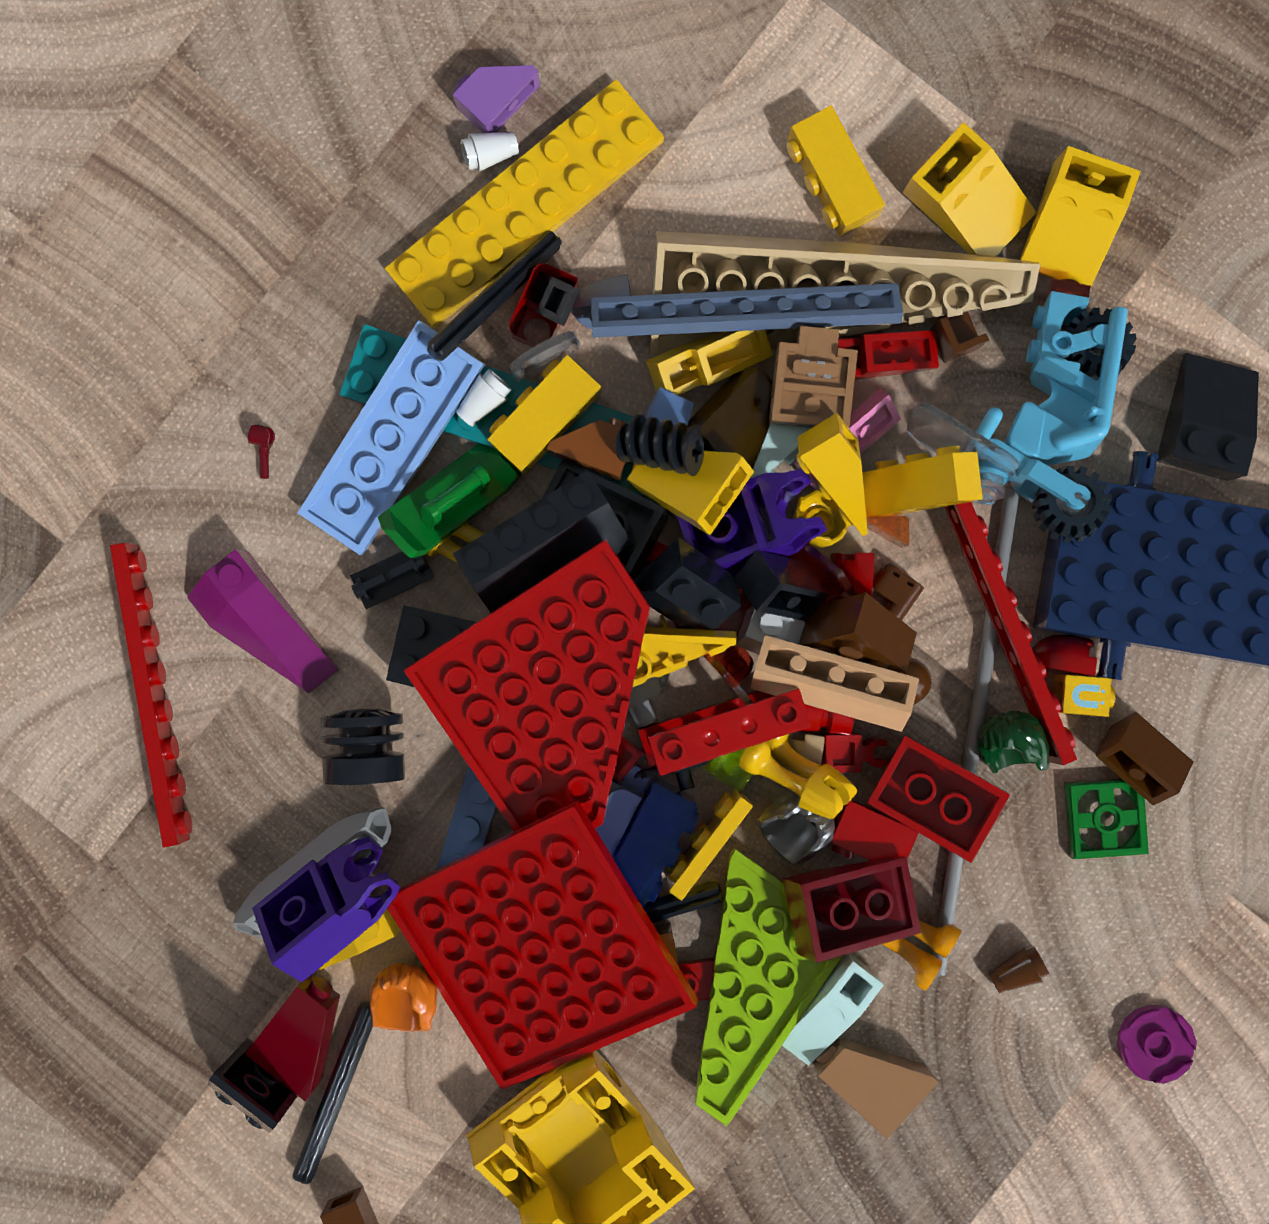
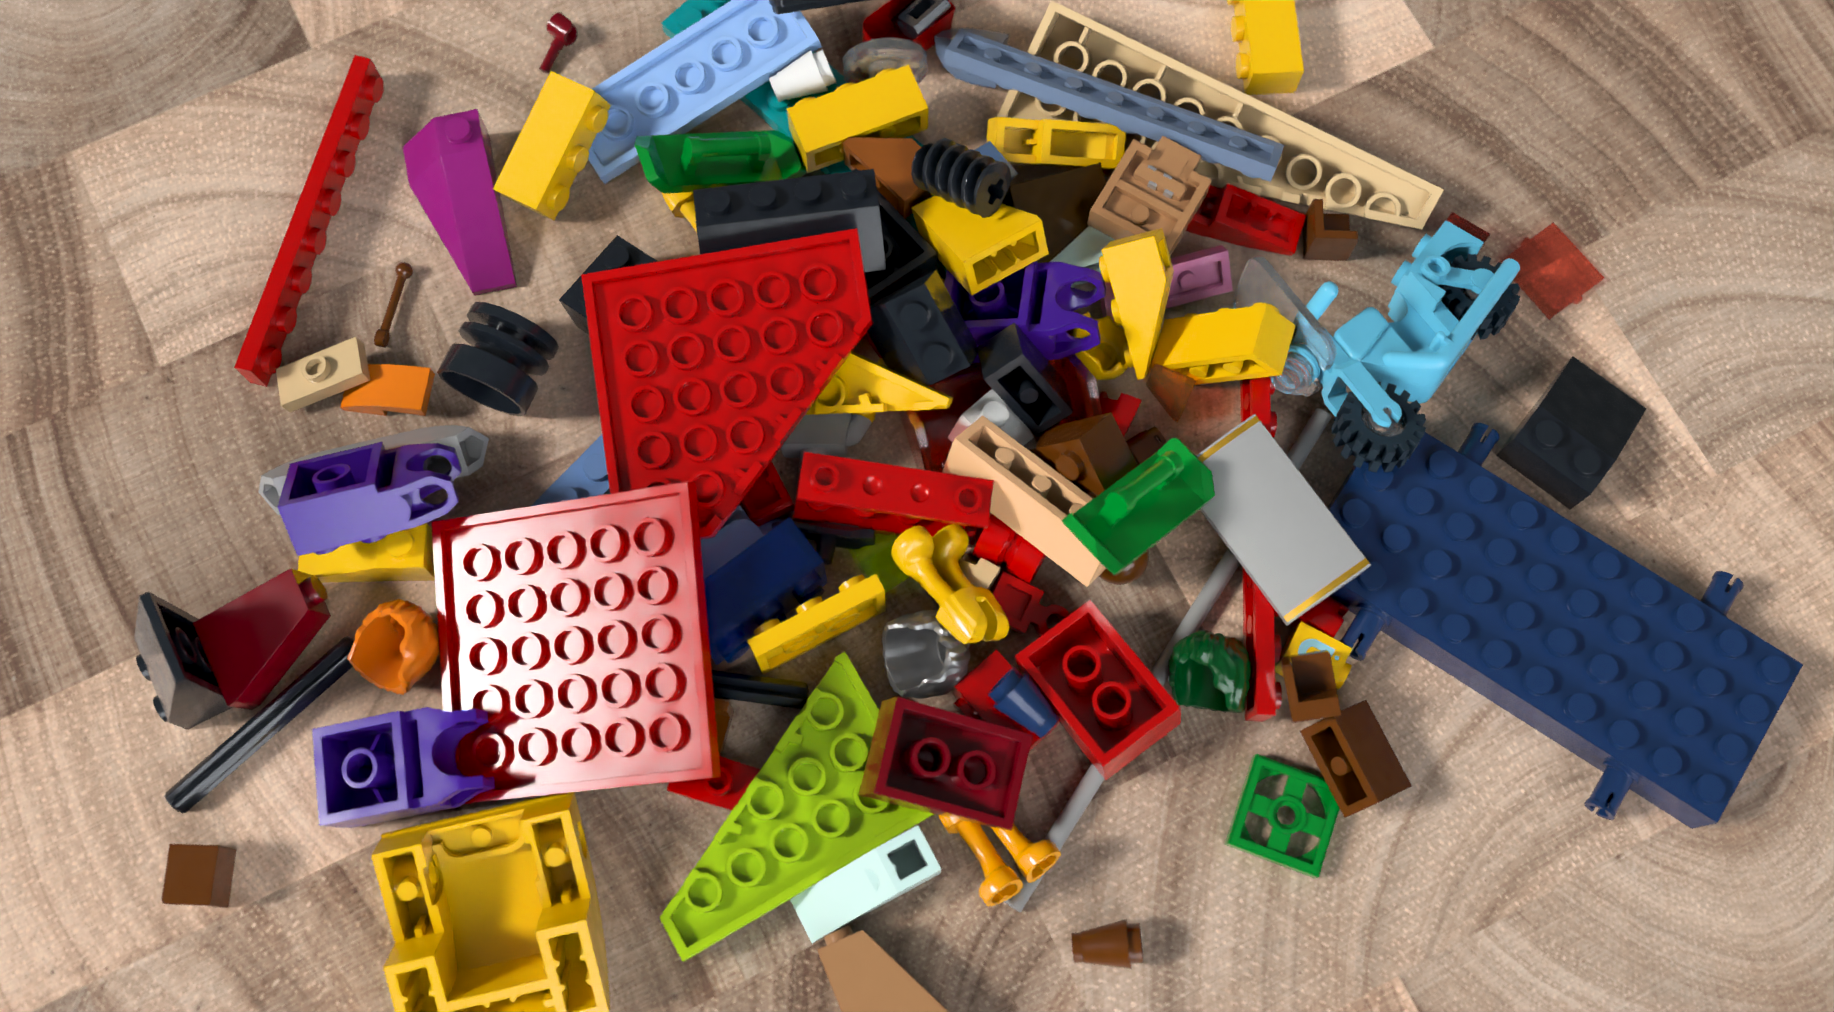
camera: 25 degrees right, 15 degrees down
(230, 815) = (322, 374): none -> tan plate
(245, 701) = (382, 335): none -> reddish brown hinge
(286, 803) = (391, 389): none -> orange slope
(312, 550) = (553, 146): none -> yellow brick
(390, 578) = (620, 216): black hinge -> none
(451, 1089) = (393, 766): none -> dark purple brick
(888, 836) = (1023, 702): none -> dark blue cone
(920, 659) = (1143, 506): none -> green piece
(970, 194) = (1398, 99): yellow slope -> none
(1017, 614) = (1276, 522): none -> light grey slope
(1079, 215) = (1507, 166): yellow slope -> none
(1095, 727) = (1310, 686): none -> reddish brown panel
(1143, 284) = (1553, 271): none -> clear red piece

